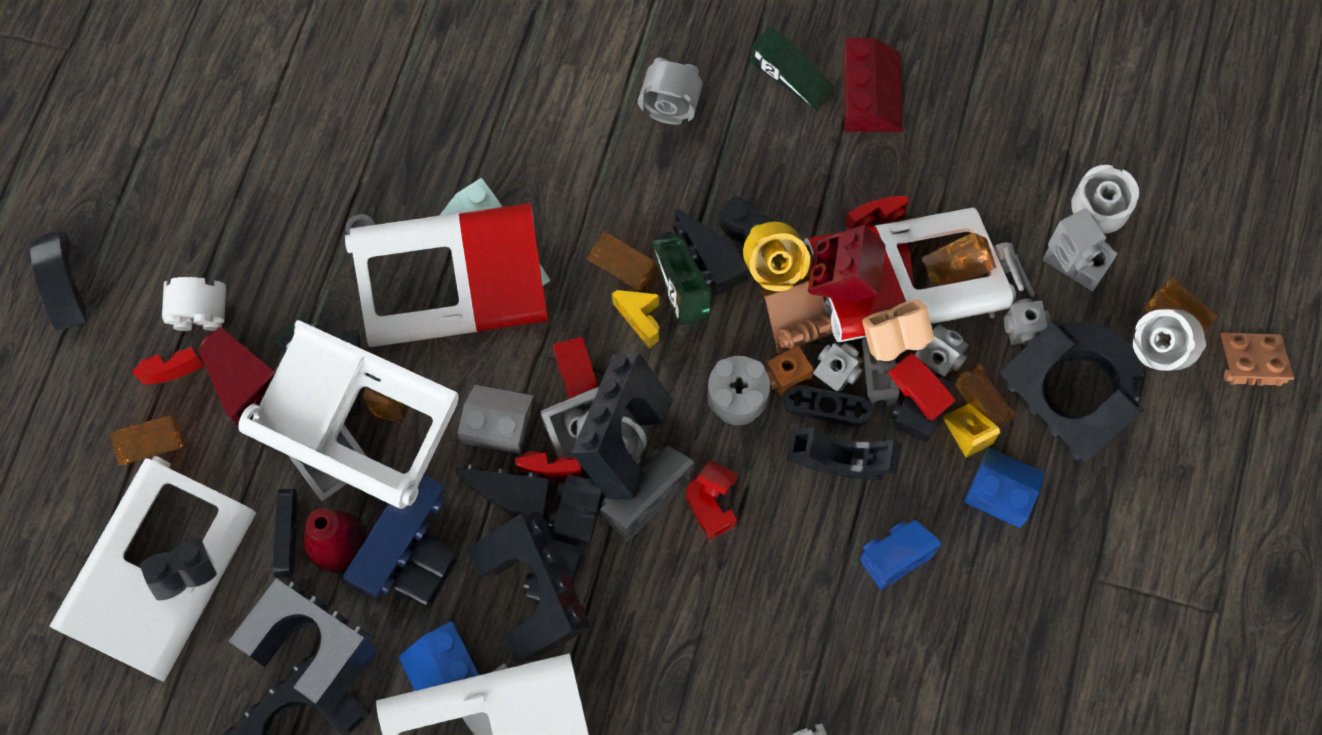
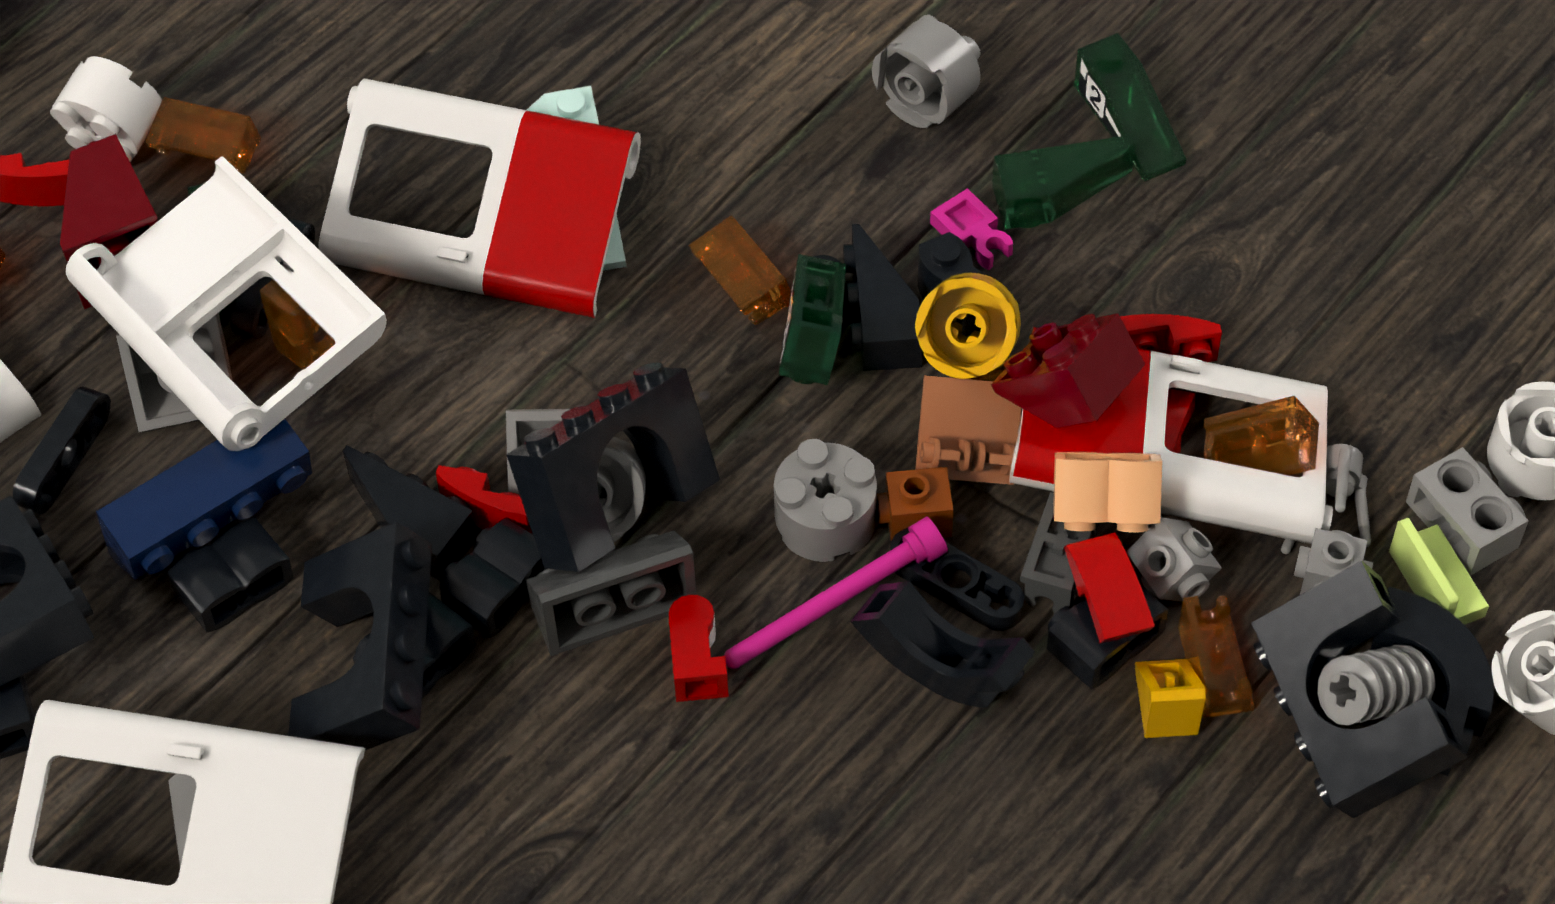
camera: 25 degrees right, 15 degrees down
(259, 295) = (203, 132): none -> clear orange hinge
(333, 539) = (112, 459): dark red cone -> none
(438, 659) = (185, 686): blue slope -> none
(495, 419) = (440, 412): light grey slope -> none
(575, 366) = (596, 368): red slope -> none
(634, 308) = (731, 343): yellow slope -> none
(716, 478) = (723, 602): red slope -> none
(734, 180) = (974, 225): none -> dark pink plate
(765, 138) = (1050, 181): none -> clear green slope
(803, 398) = (920, 543): none -> dark pink piece
(829, 370) = (998, 522): light grey brick -> none
(871, 86) = (1242, 170): dark red slope -> none
(899, 553) = (961, 827): blue slope -> none
(1004, 487) = (1181, 798): blue slope -> none
(1077, 241) = (1457, 463): light grey brick -> none
(1078, 300) = (1436, 571): none -> yellowish green panel
(1079, 384) = (1374, 683): none -> light grey piece

